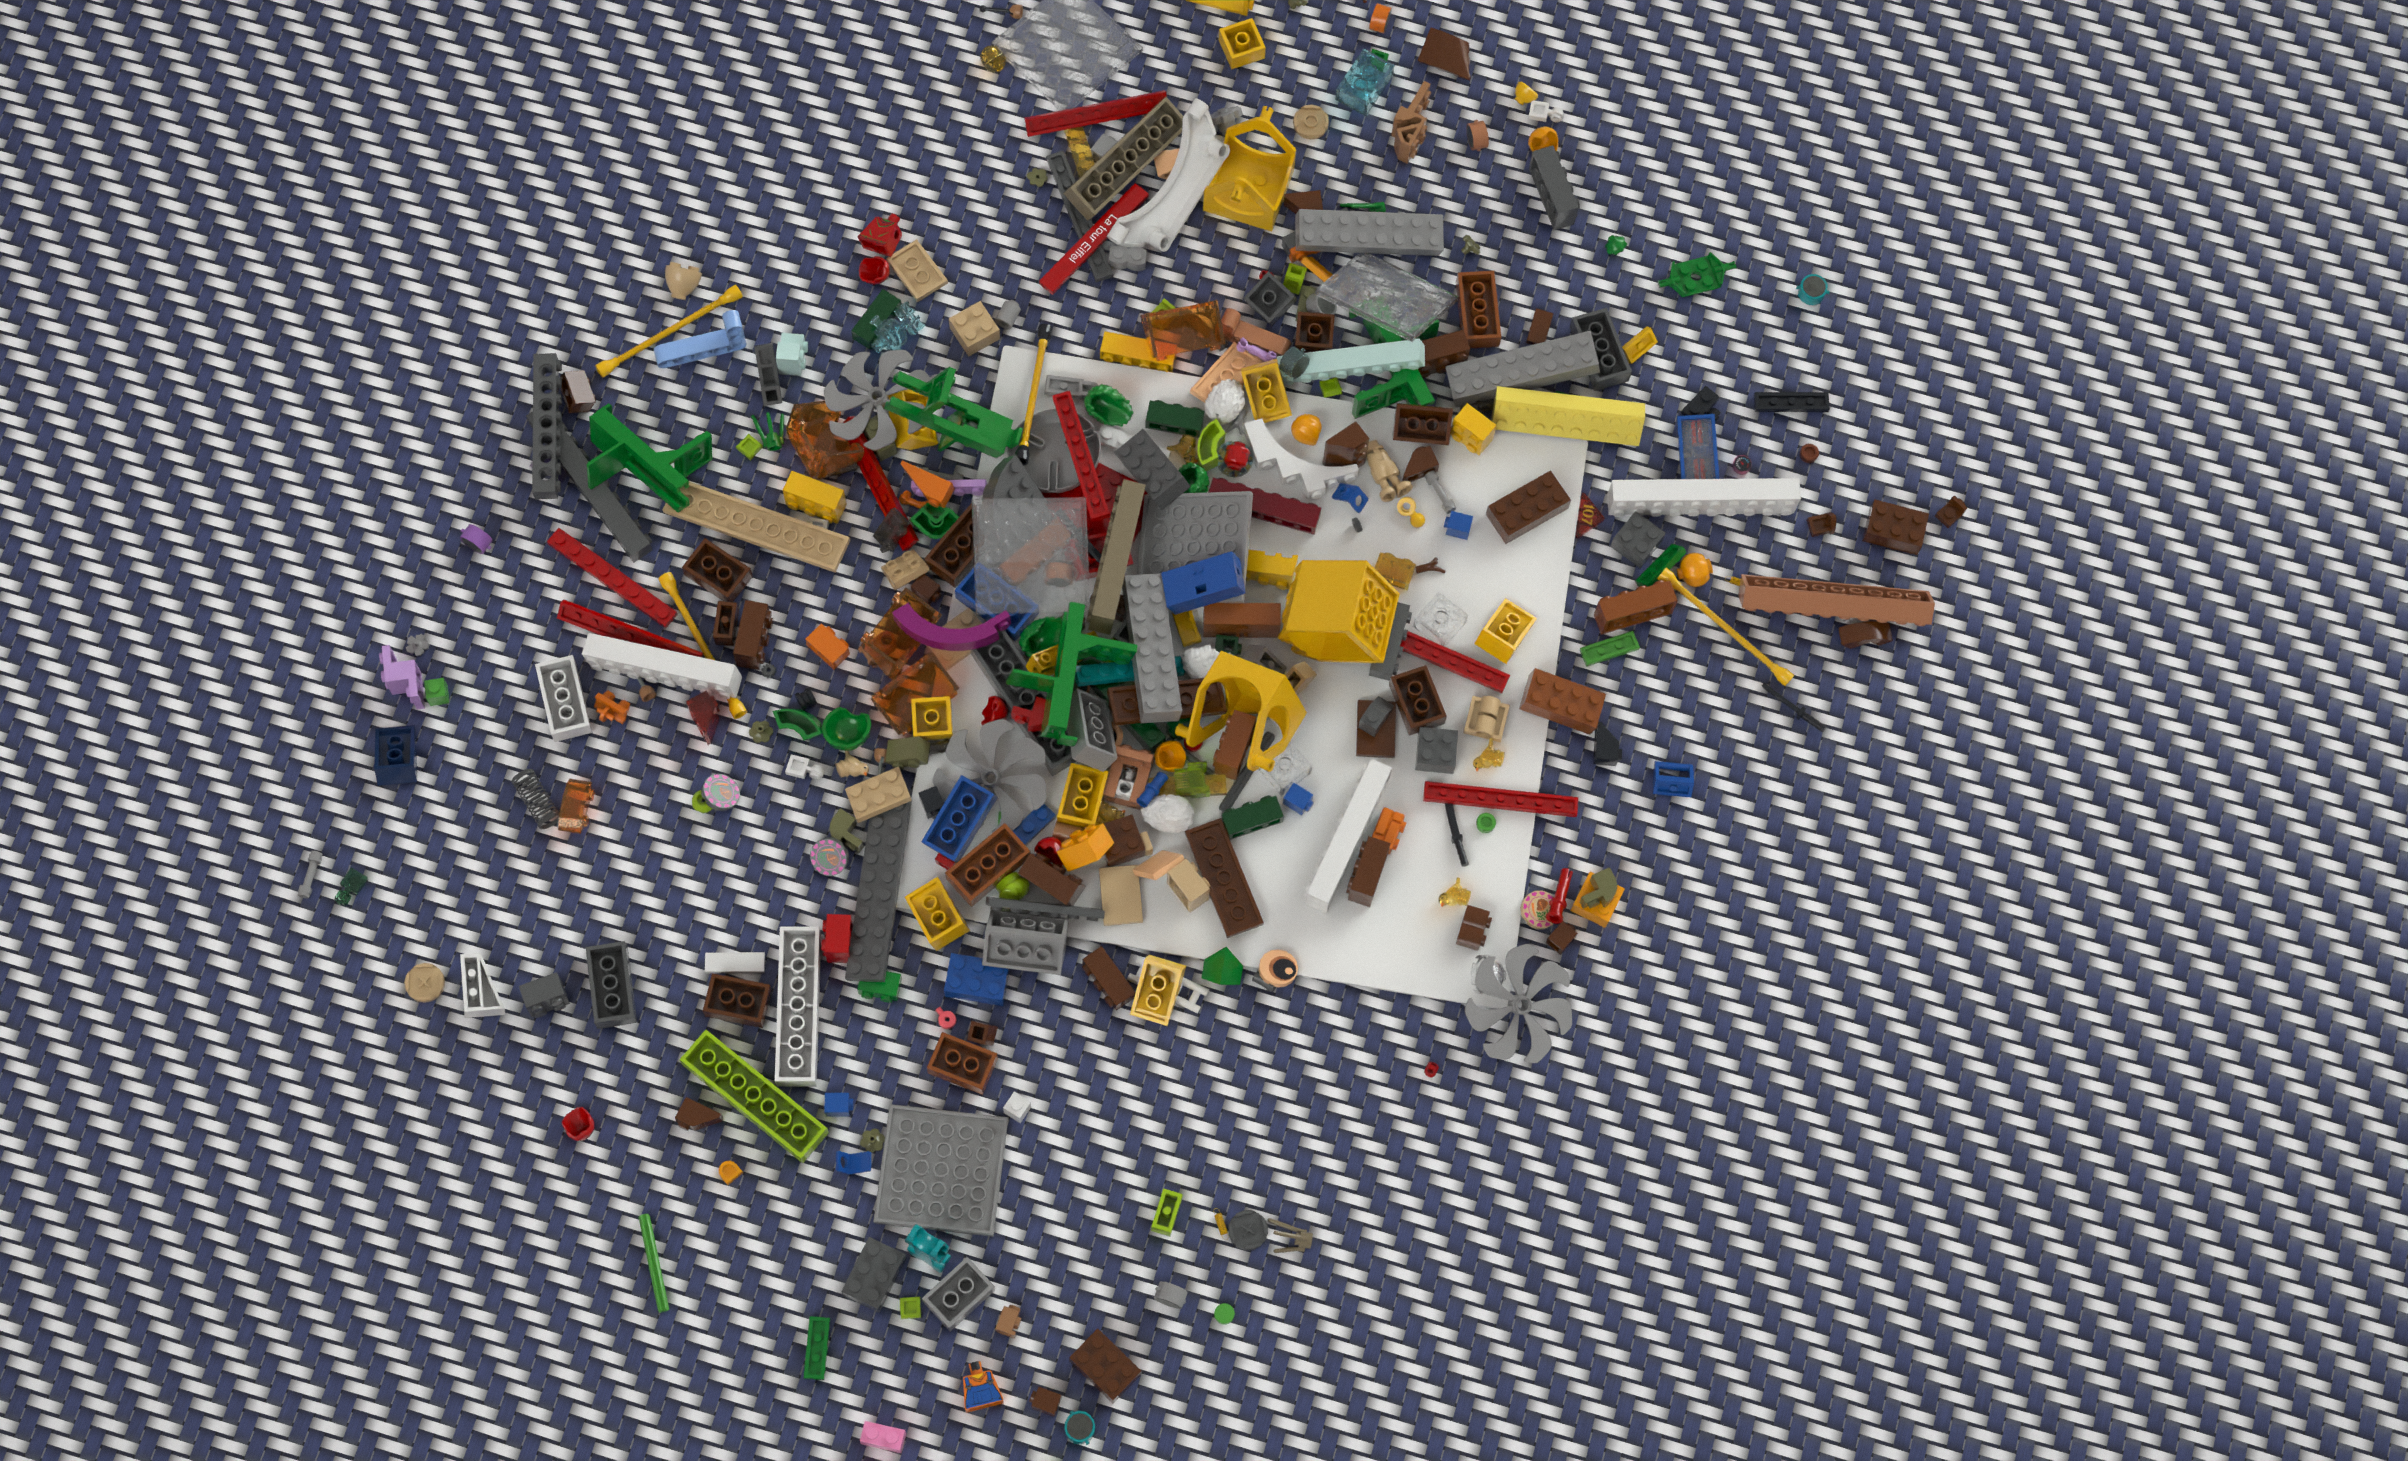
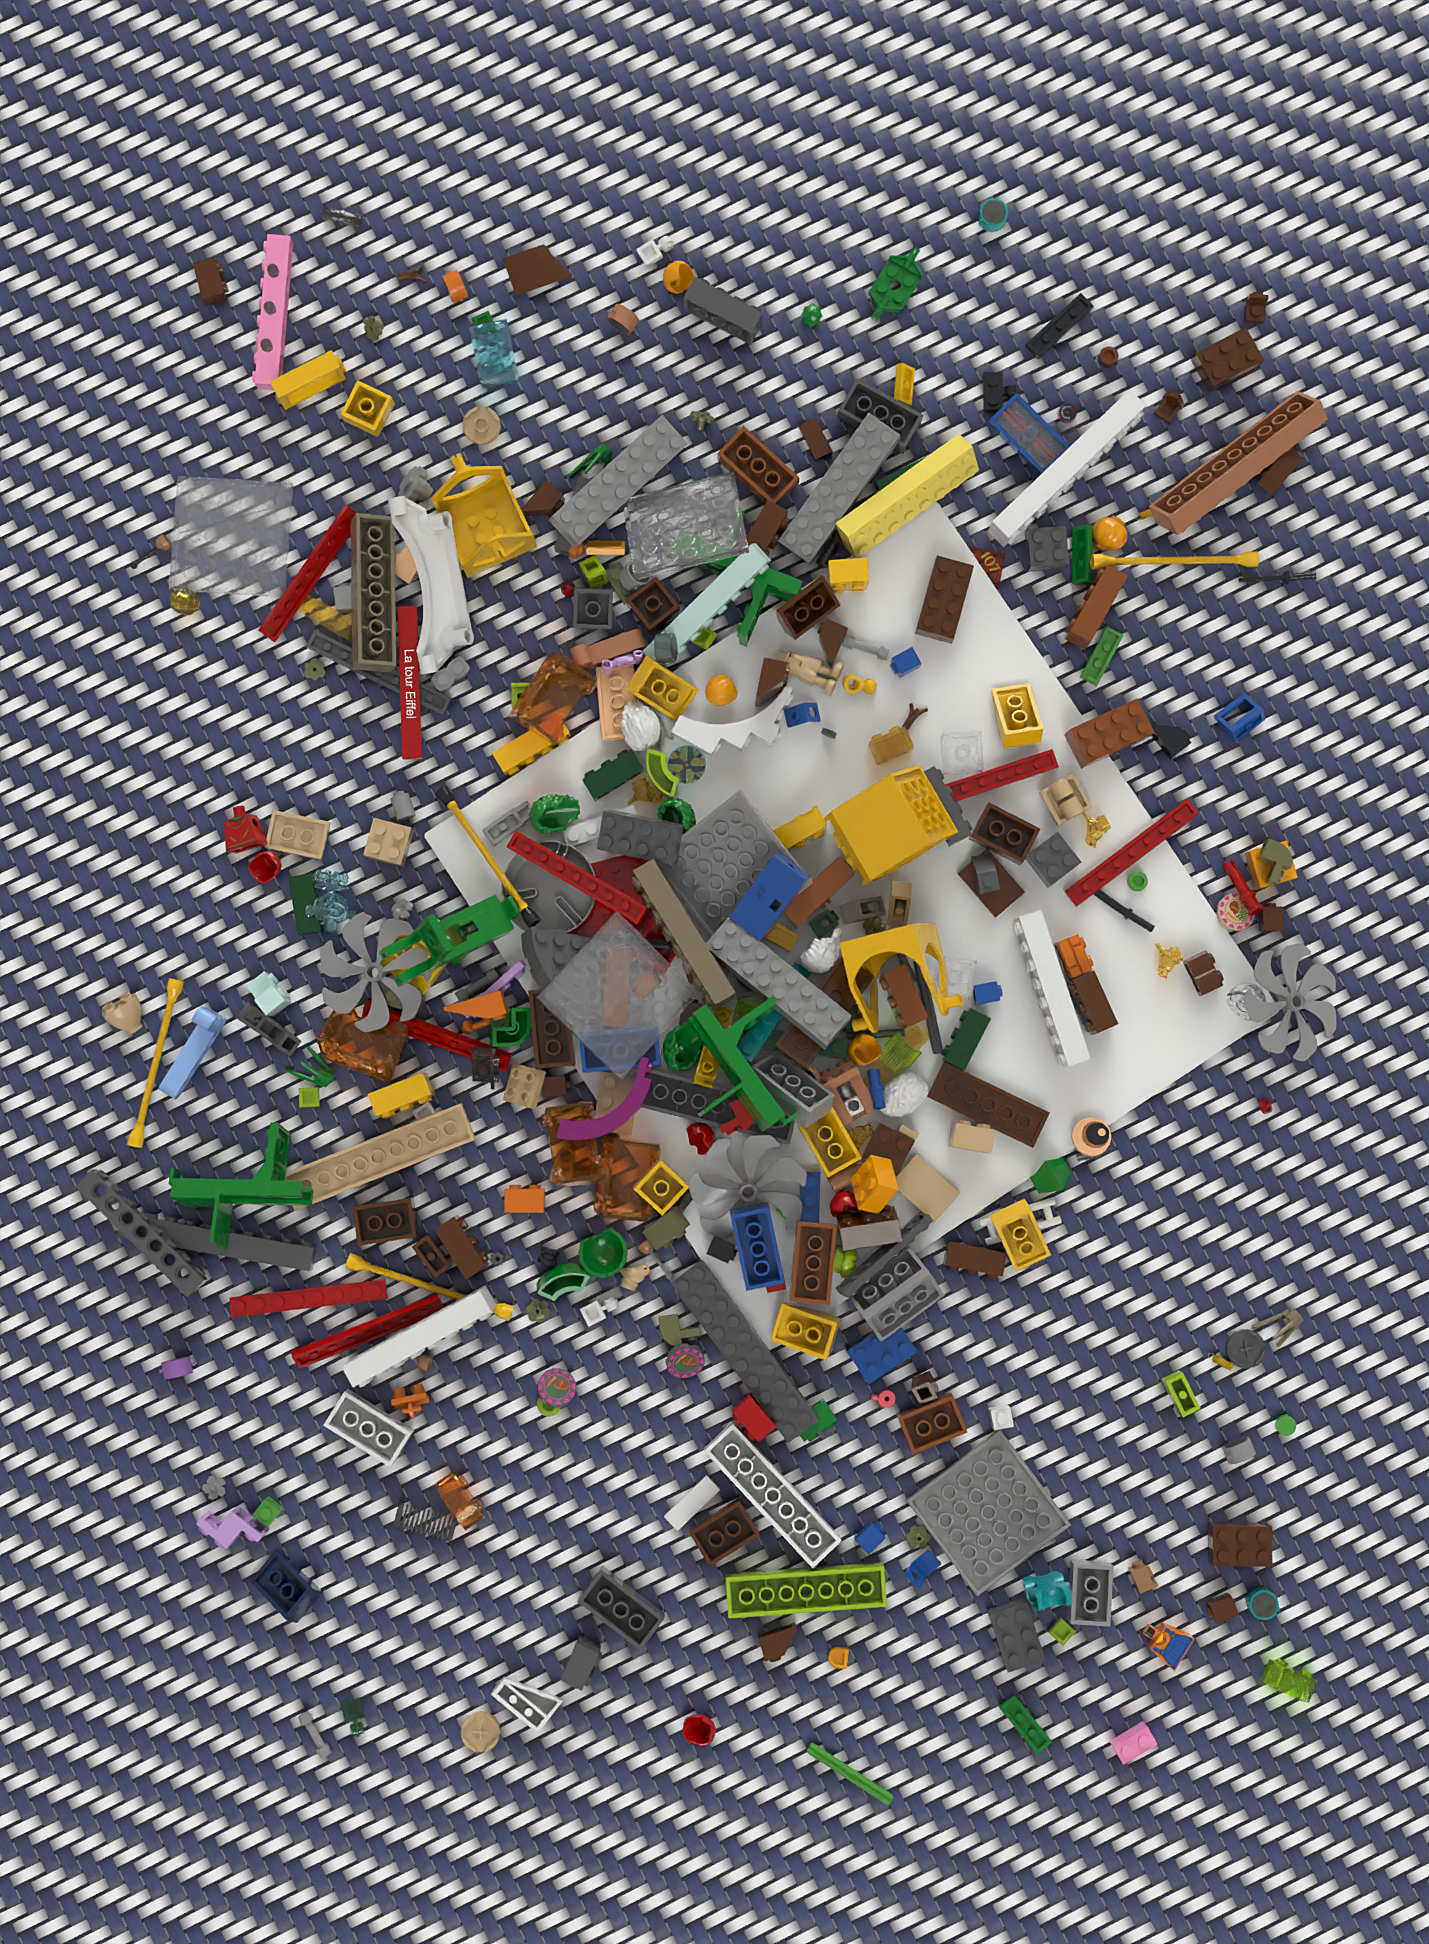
camera: 40 degrees left, 15 degrees up
(577, 391) = (135, 1179): brick -> none
(705, 714) = (488, 1342): clear red slope -> none
(878, 794) = (675, 1280): tan plate -> none
(1158, 865) = (935, 1143): light nougat tile -> none
(1236, 456) = (690, 763): red head -> none
(1274, 507) = (750, 781): dark red brick -> none
(1410, 126) = (566, 360): medium nougat piece -> none
(1524, 93) = (625, 248): yellow brick -> none

